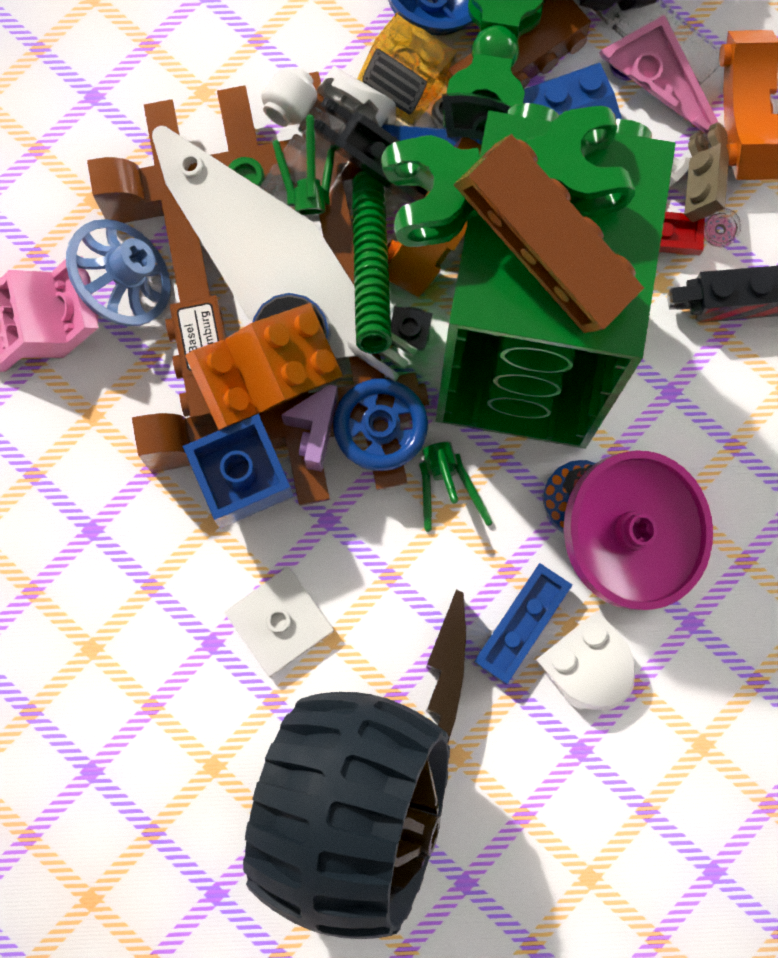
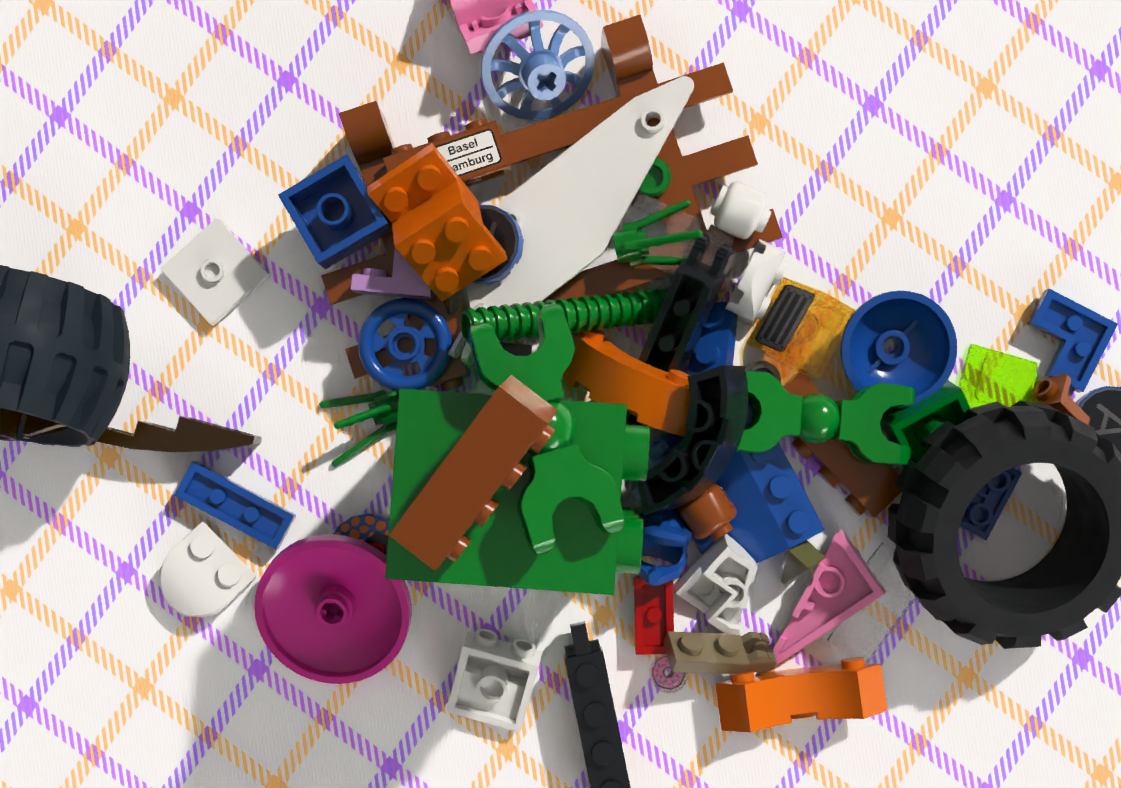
camera: 85 degrees right, 10 degrees up
(627, 90) = (800, 559): none -> olive piece
(719, 384) = (494, 680): none -> white plate

